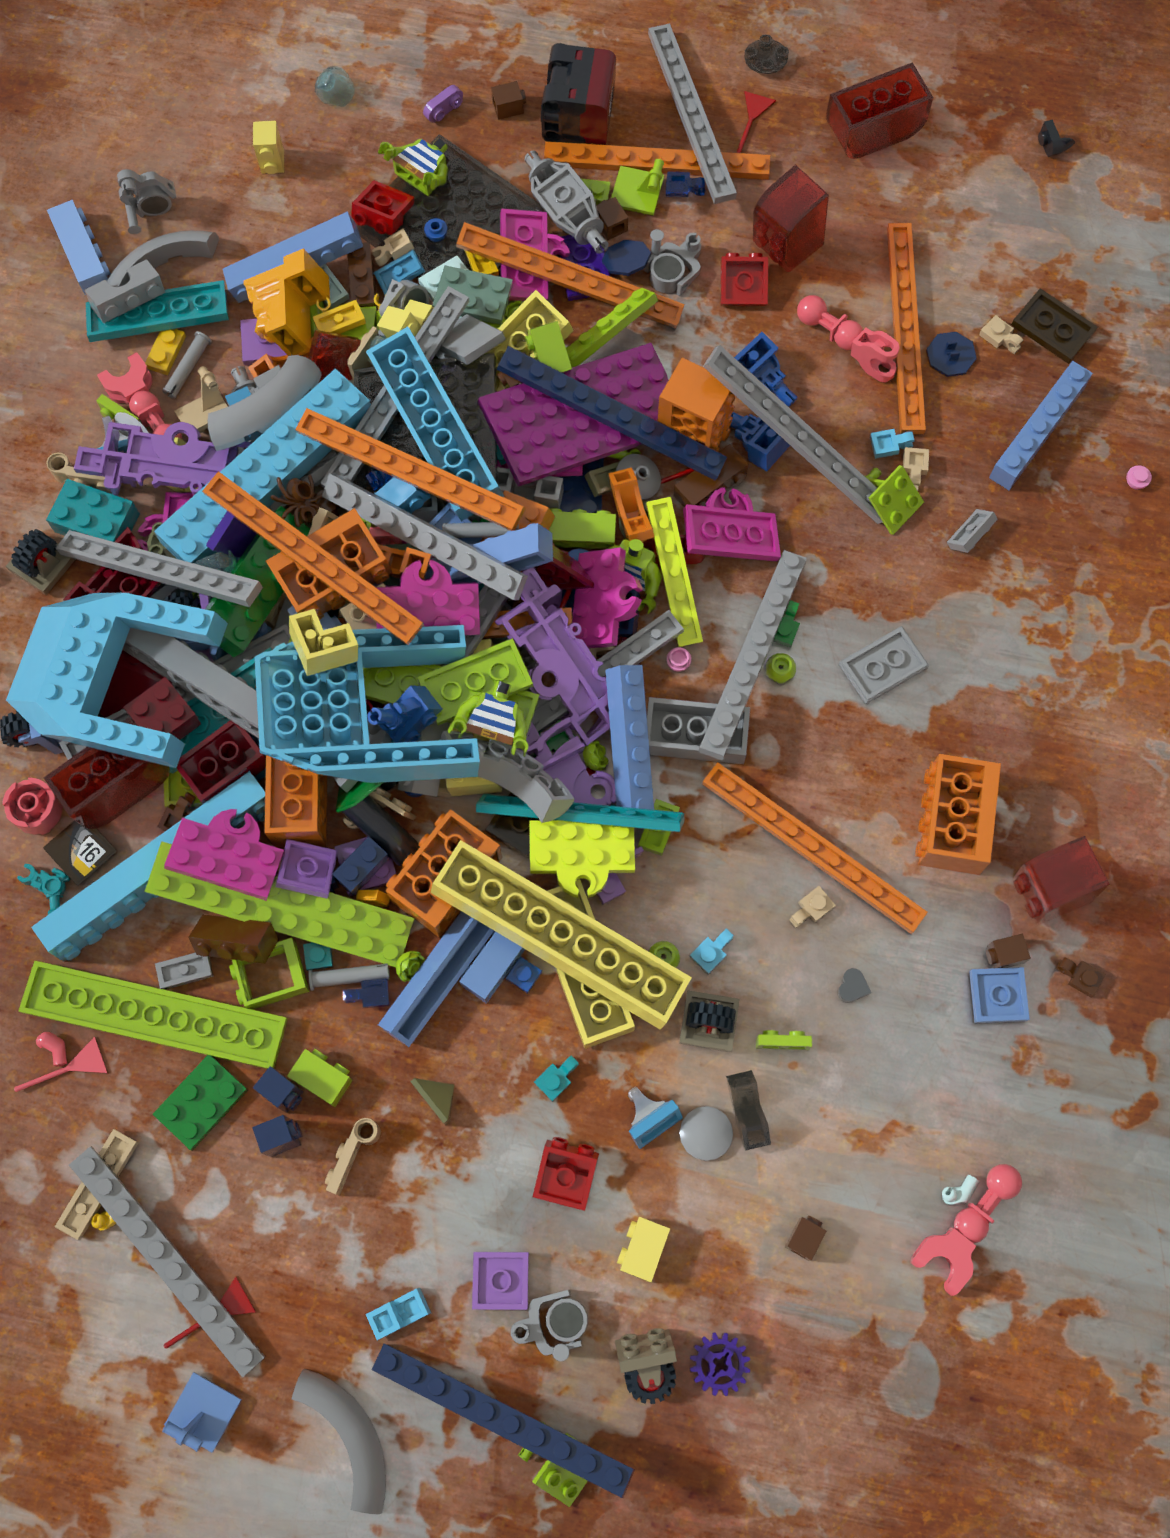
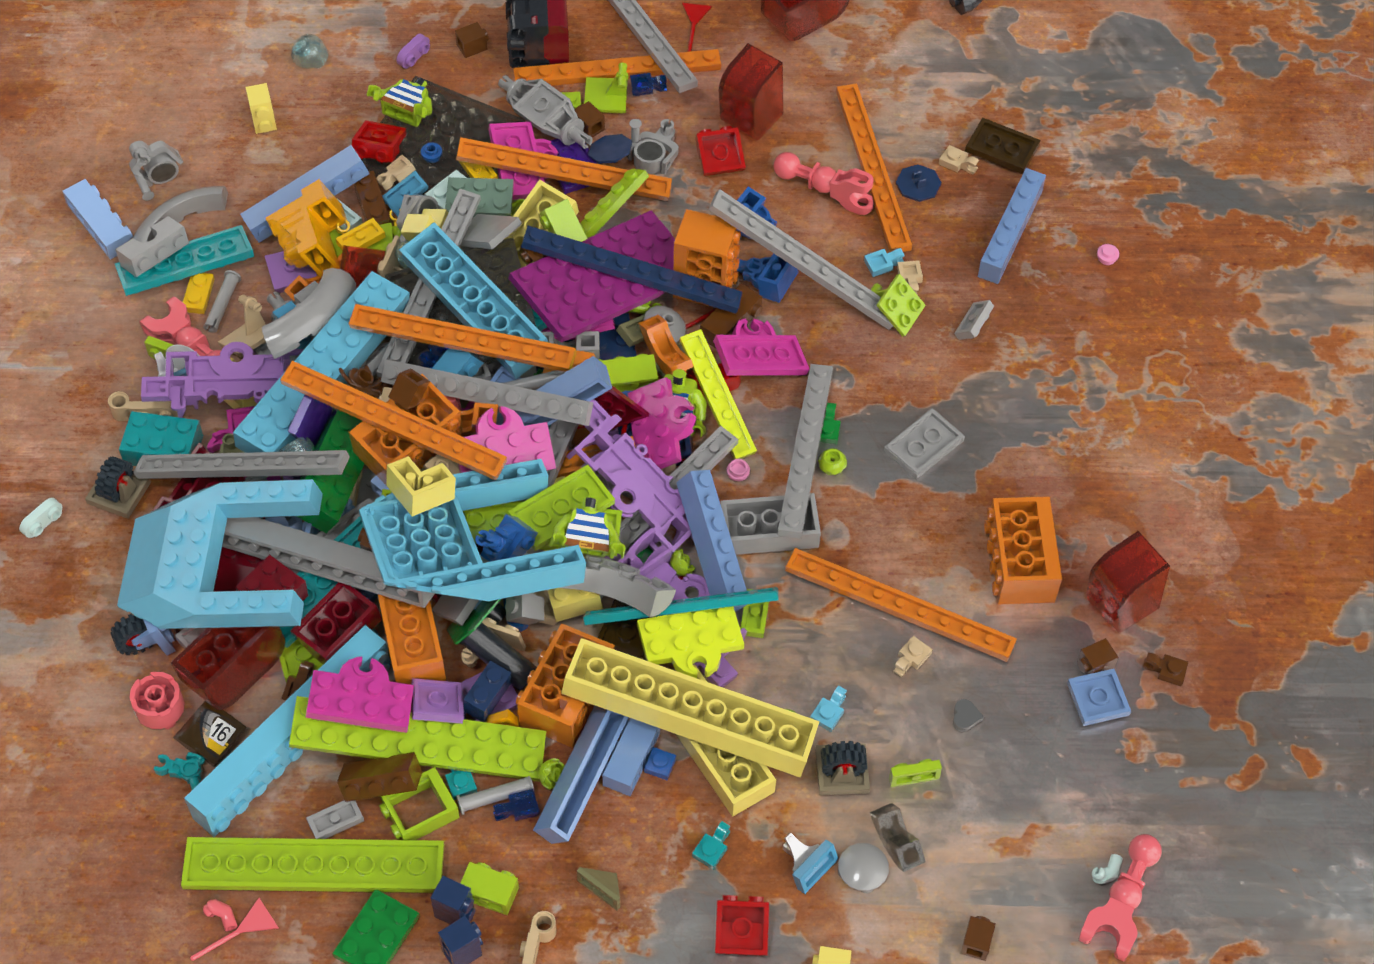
camera: 15 degrees left, 15 degrees down
(333, 527) = (408, 389): none -> reddish brown brick

